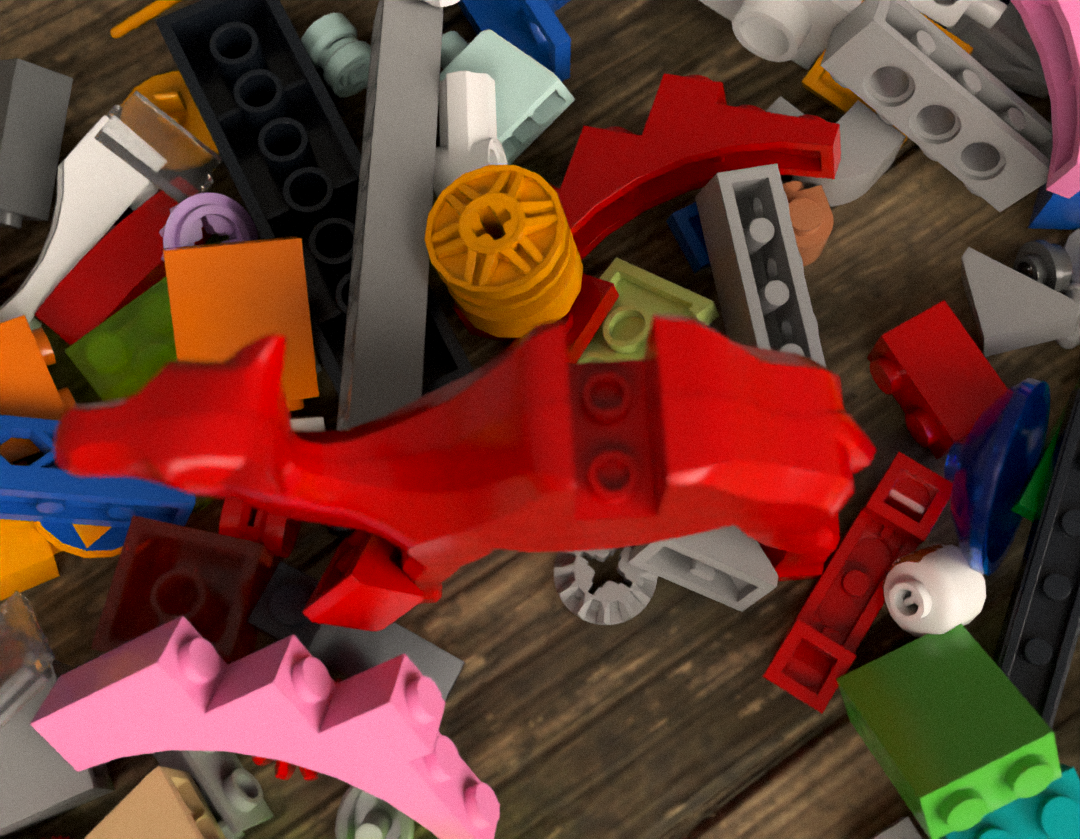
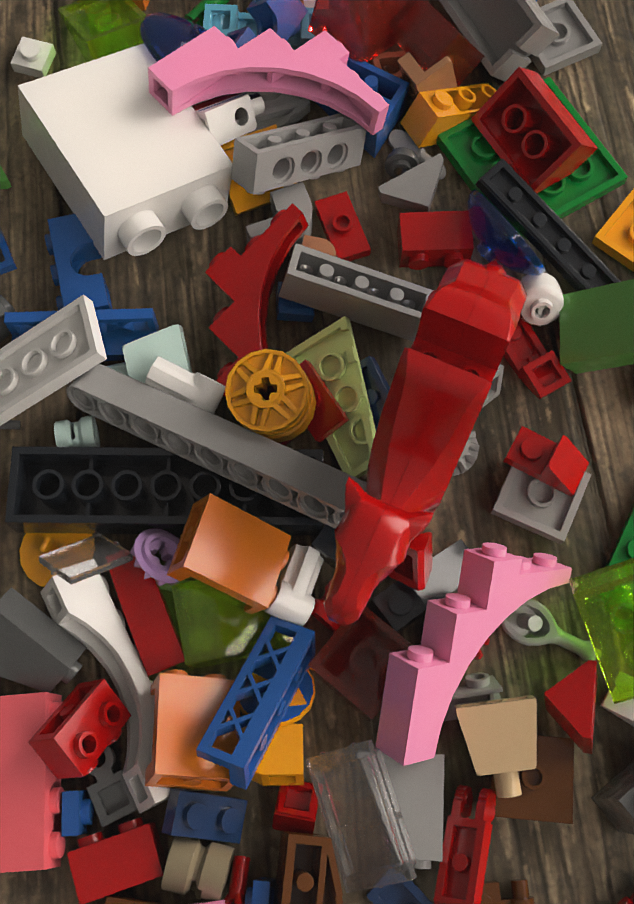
camera: 65 degrees left, 0 degrees up
(601, 753) = (537, 505): none -> light grey plate
(654, 733) = (551, 462): none -> red slope
(876, 240) = (342, 226): none -> red plate

